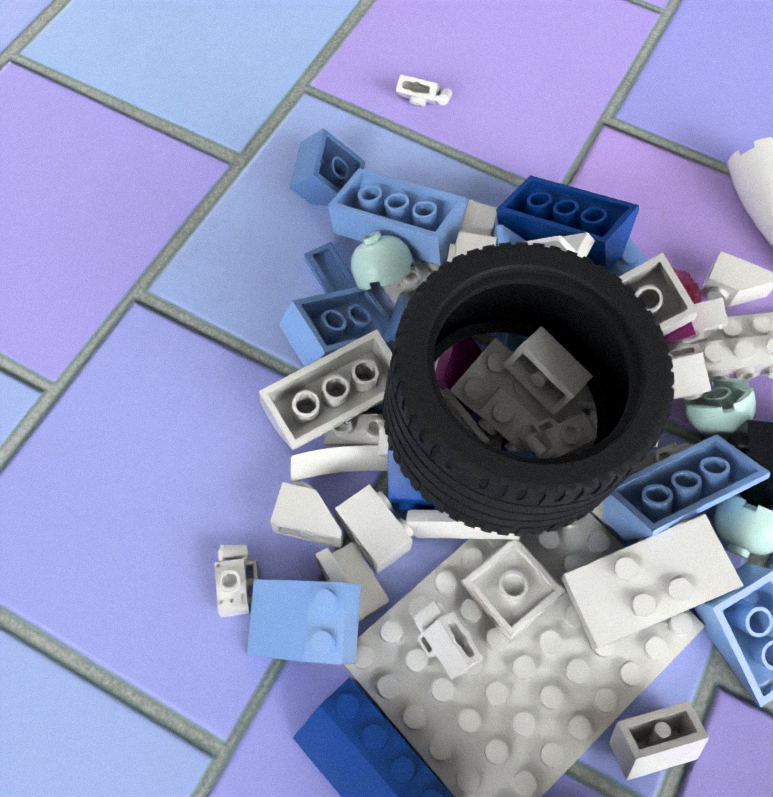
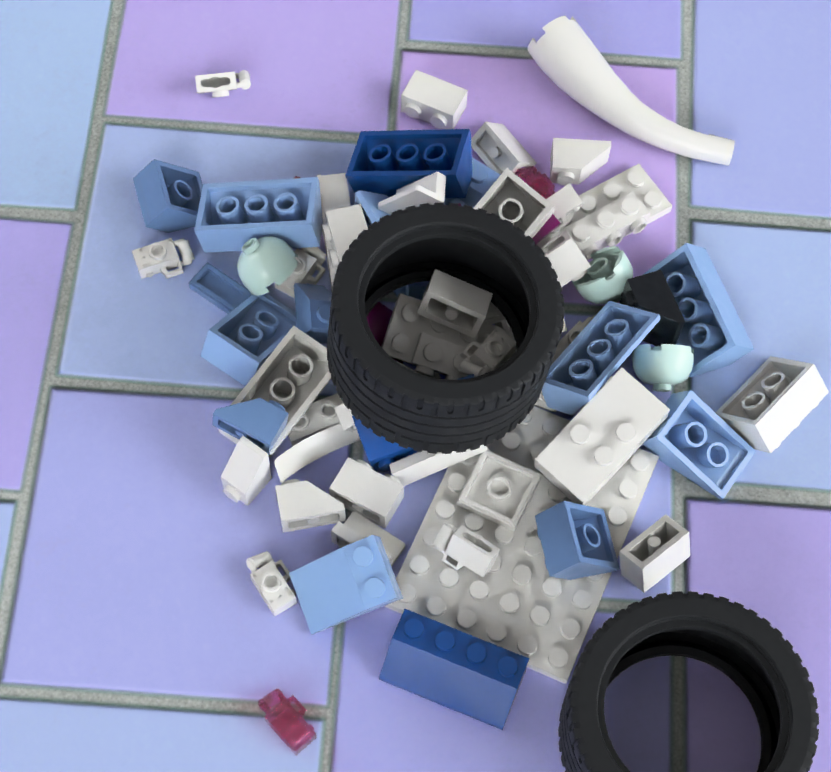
camera: 25 degrees left, 0 degrees up
(172, 741) = (287, 721): none -> clear pink piece
(261, 456) = (246, 472): none -> white slope
(288, 408) = (255, 419): none -> medium blue slope
(292, 221) = (163, 257): none -> white piece
(572, 686) = (576, 541): none -> medium blue slope
(614, 174) = (433, 100): none -> white brick
(659, 235) = (500, 148): none -> white panel

